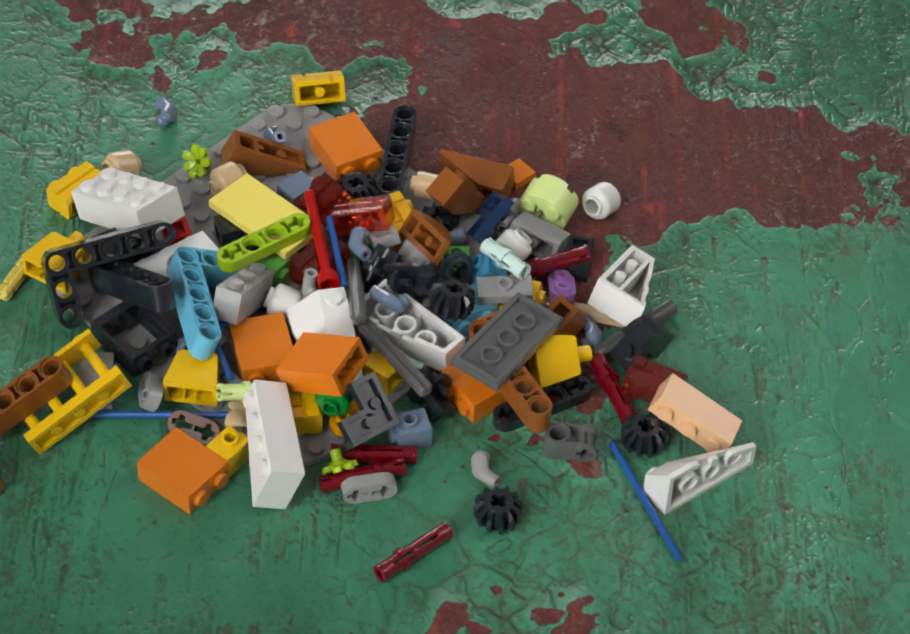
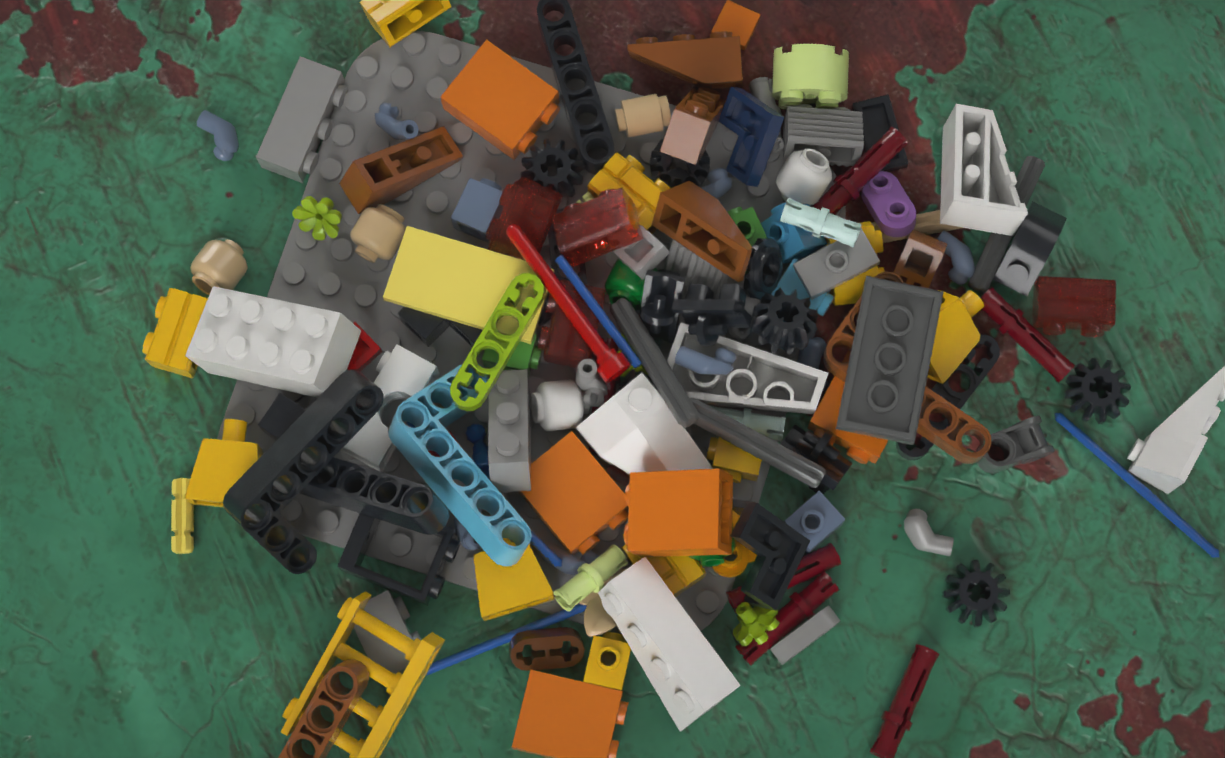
camera: 20 degrees left, 30 degrees up
(150, 391) = (464, 623): light grey beam -> none
(219, 118) = (302, 120): none -> light grey brick
(357, 241) = (614, 283): sand blue arm -> none
(601, 200) = (869, 28): white head -> none
(694, 414) = (1153, 345): light nougat brick -> none

